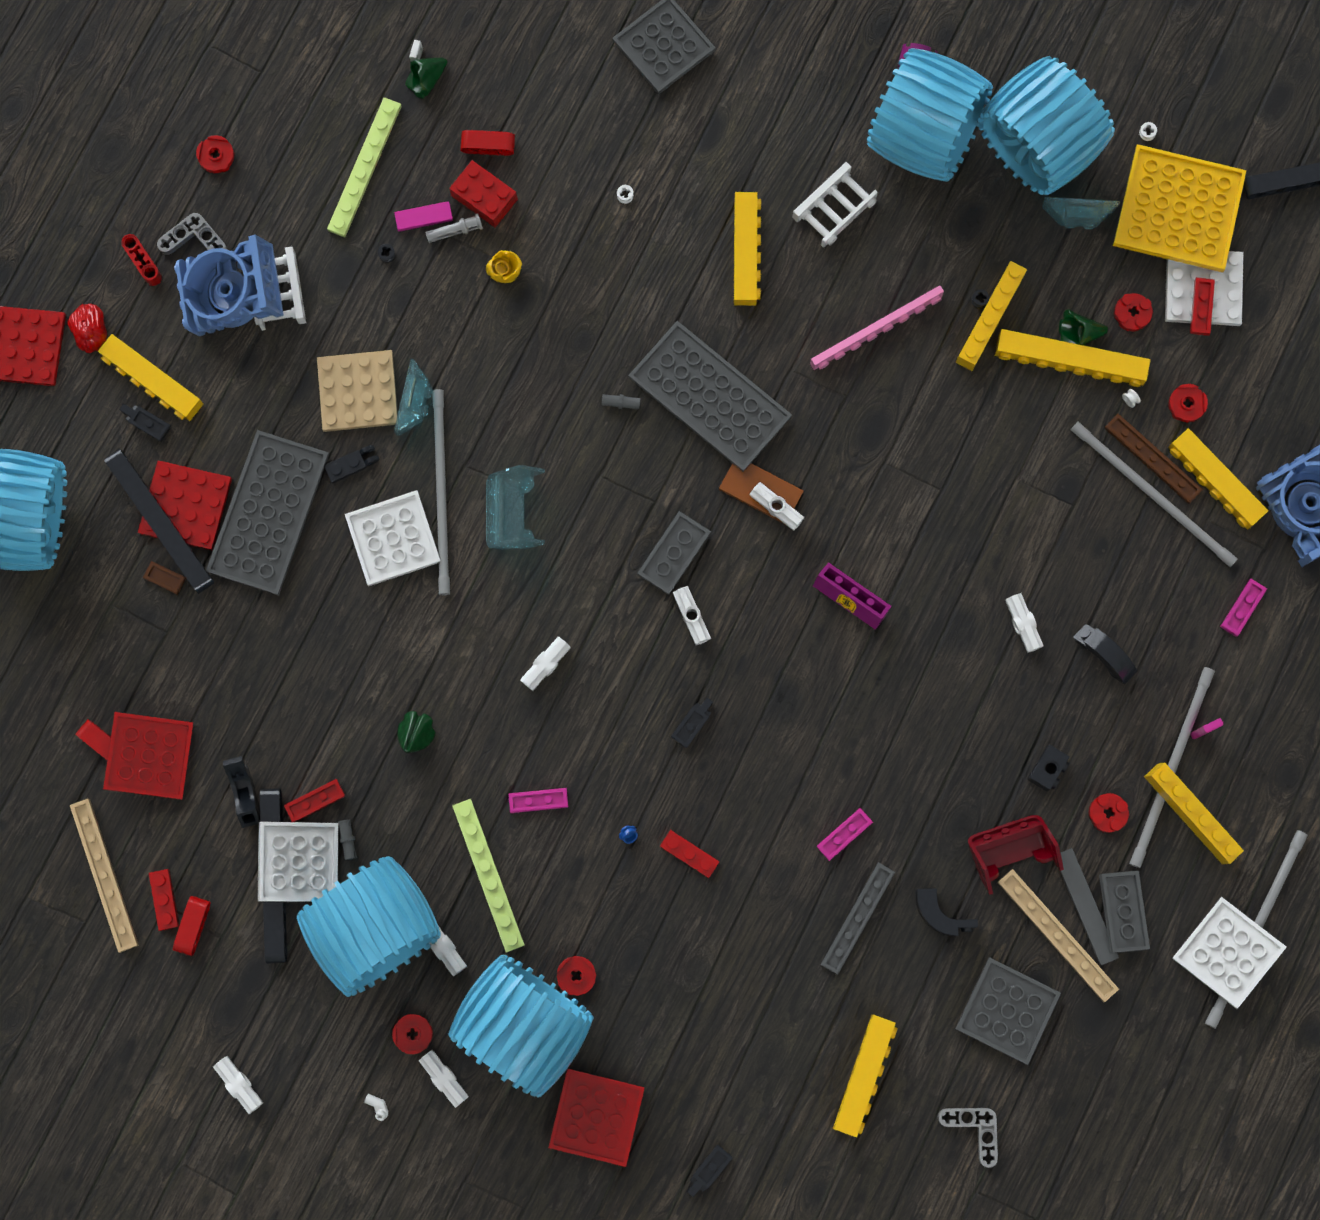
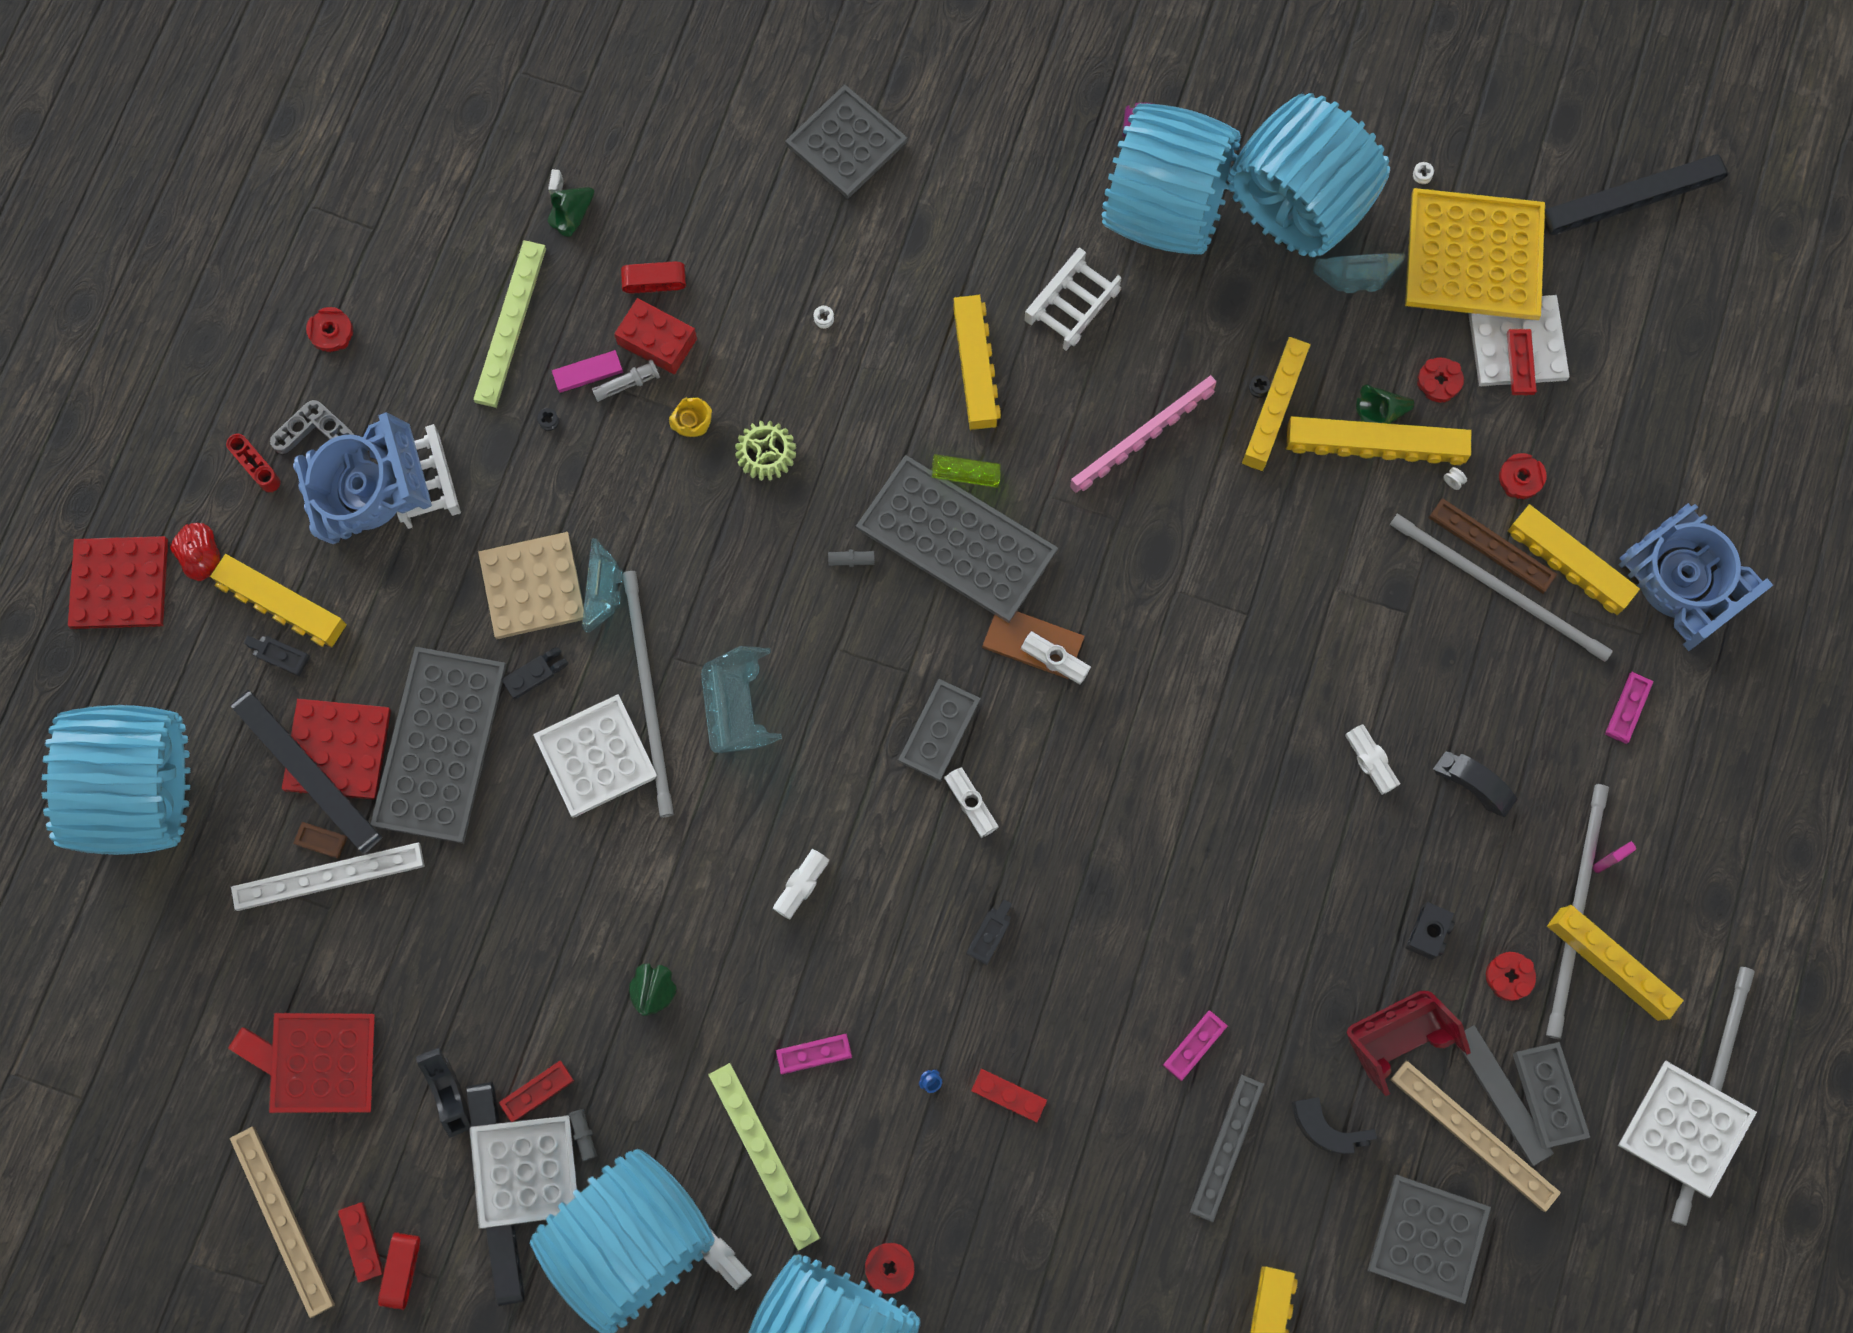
camera: 10 degrees left, 5 degrees down
(167, 608) = (327, 876): none -> white plate
(550, 292) = (780, 460): none -> yellowish green gear
(725, 340) = (965, 470): none -> clear neon green plate
(851, 596) = (1161, 753): magenta brick -> none

